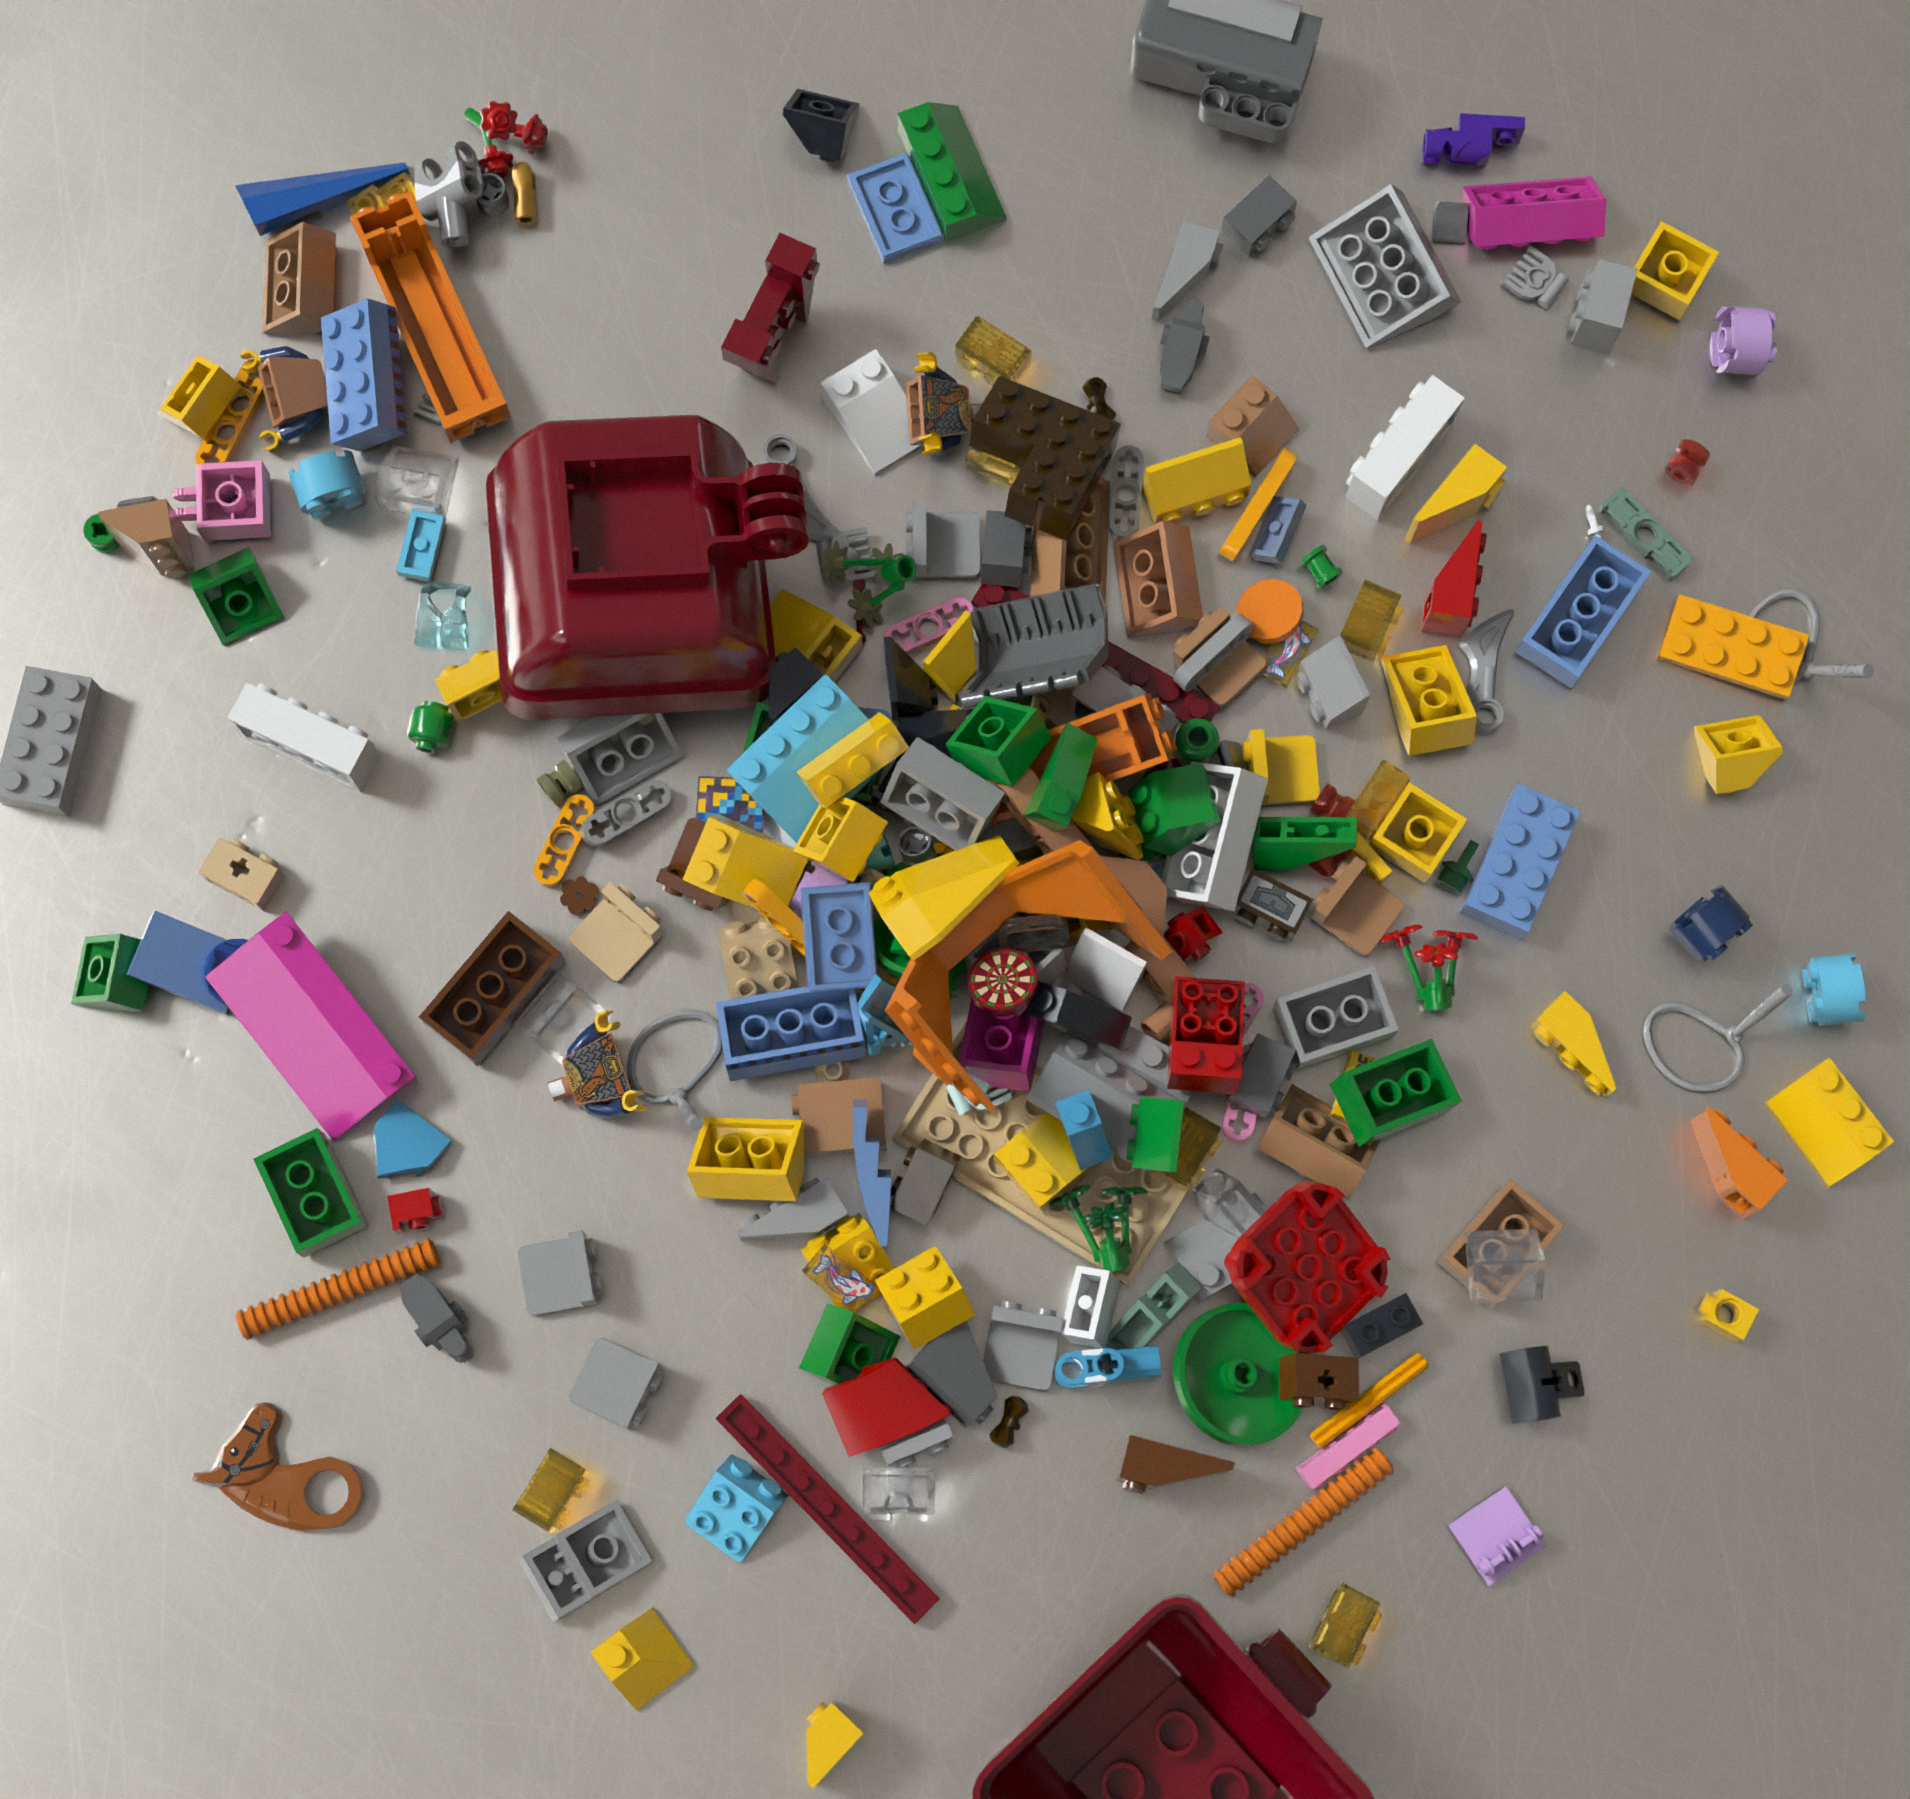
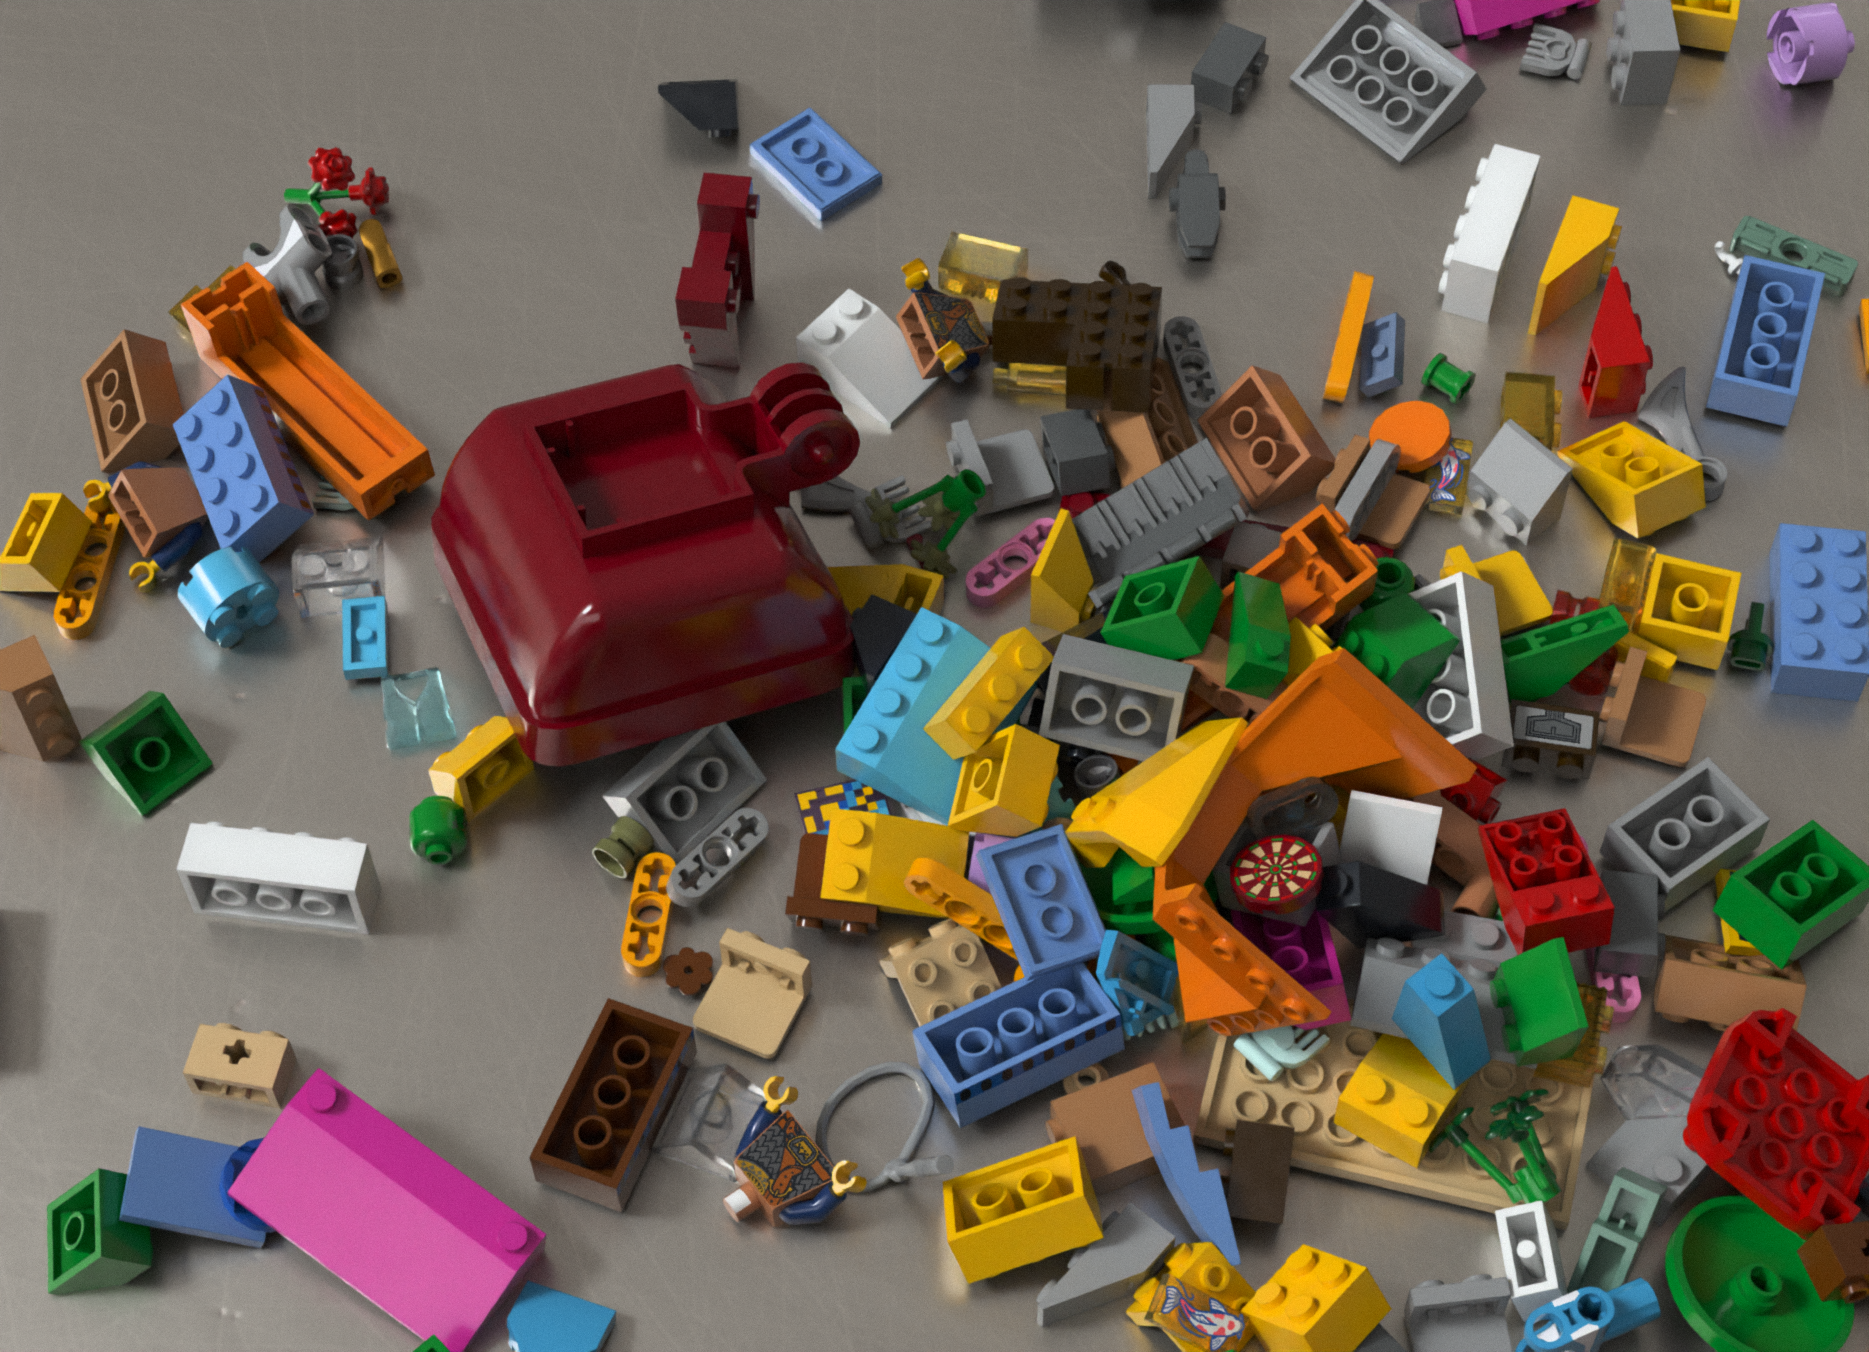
camera: 15 degrees left, 20 degrees down
(216, 512) = (109, 647): bright pink hinge -> none
(288, 199) = (91, 332): blue wedge -> none
(906, 682) = (1007, 607): black slope -> none
(949, 169) = (862, 110): green slope -> none
(1197, 482) = (1271, 323): yellow slope -> none
(1258, 419) = (1307, 262): medium nougat slope -> none
(1437, 991) = (1790, 776): plant -> none
(1687, 462) = (1805, 174): clear red wheel -> none

